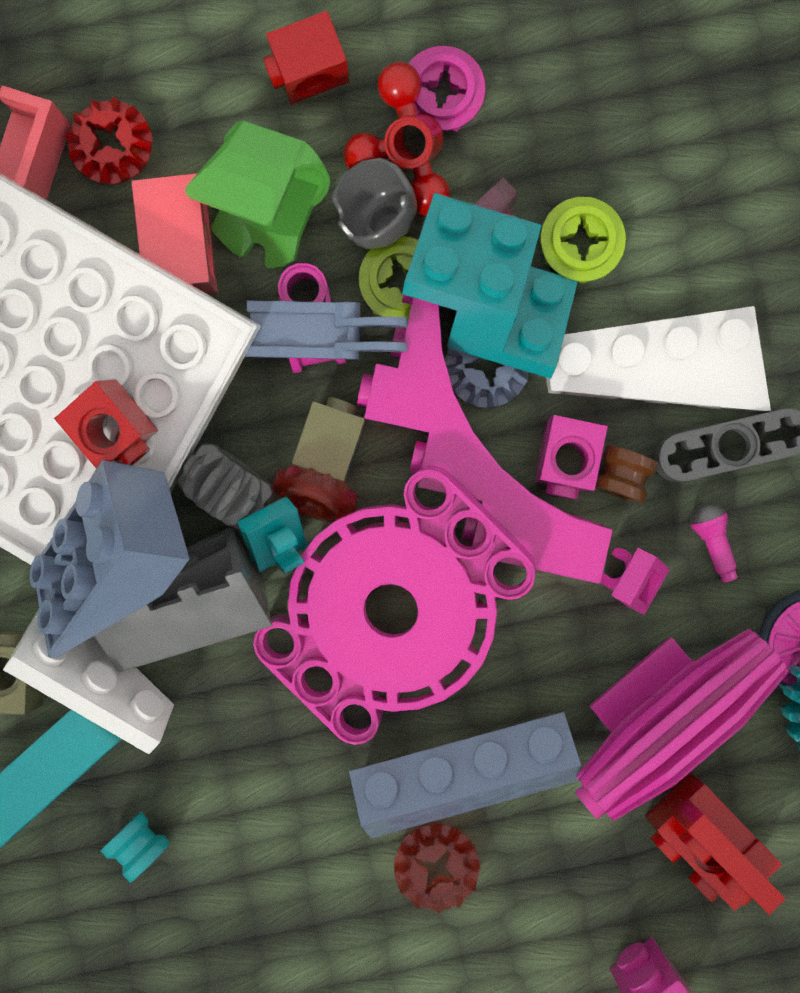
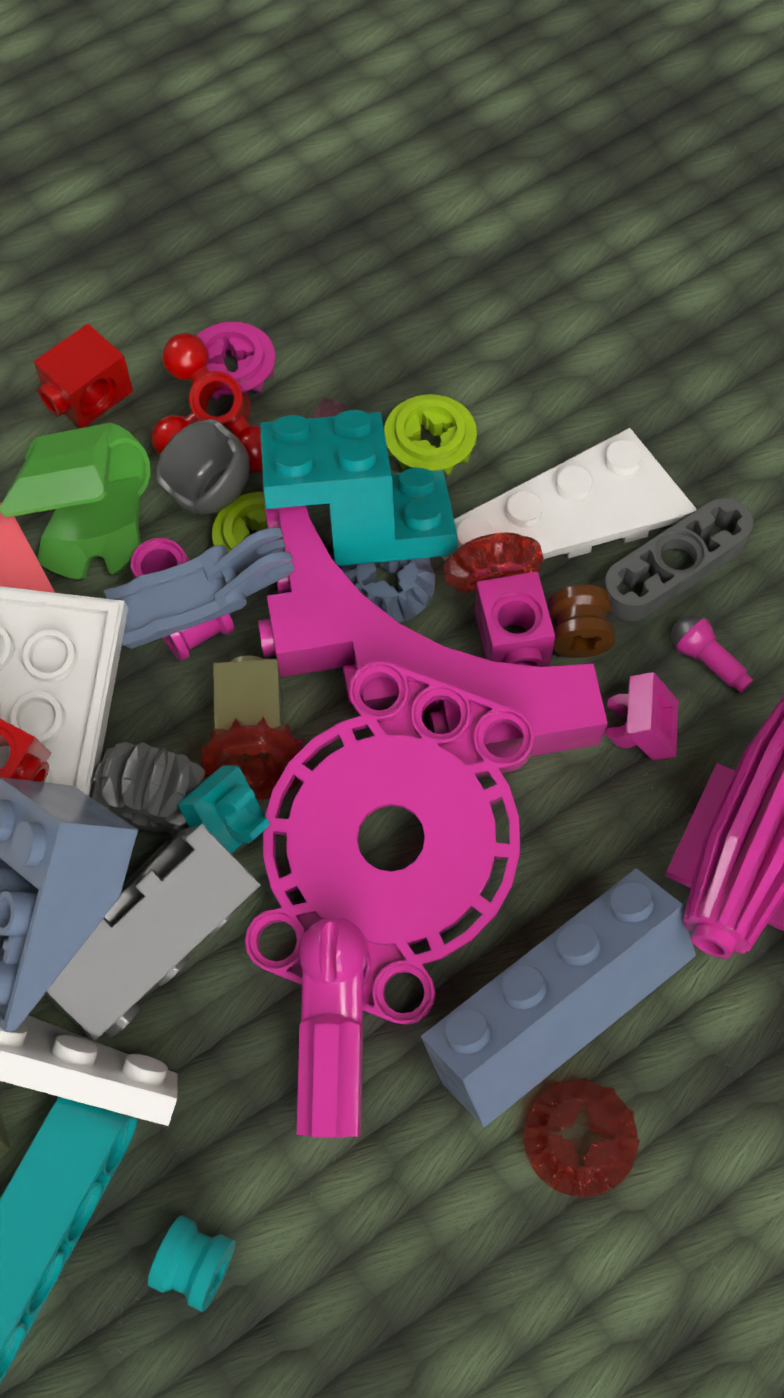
camera: 20 degrees left, 25 degrees down
(307, 692) = (331, 1030): none -> dark pink piece
(575, 403) = (492, 558): none -> clear red gear

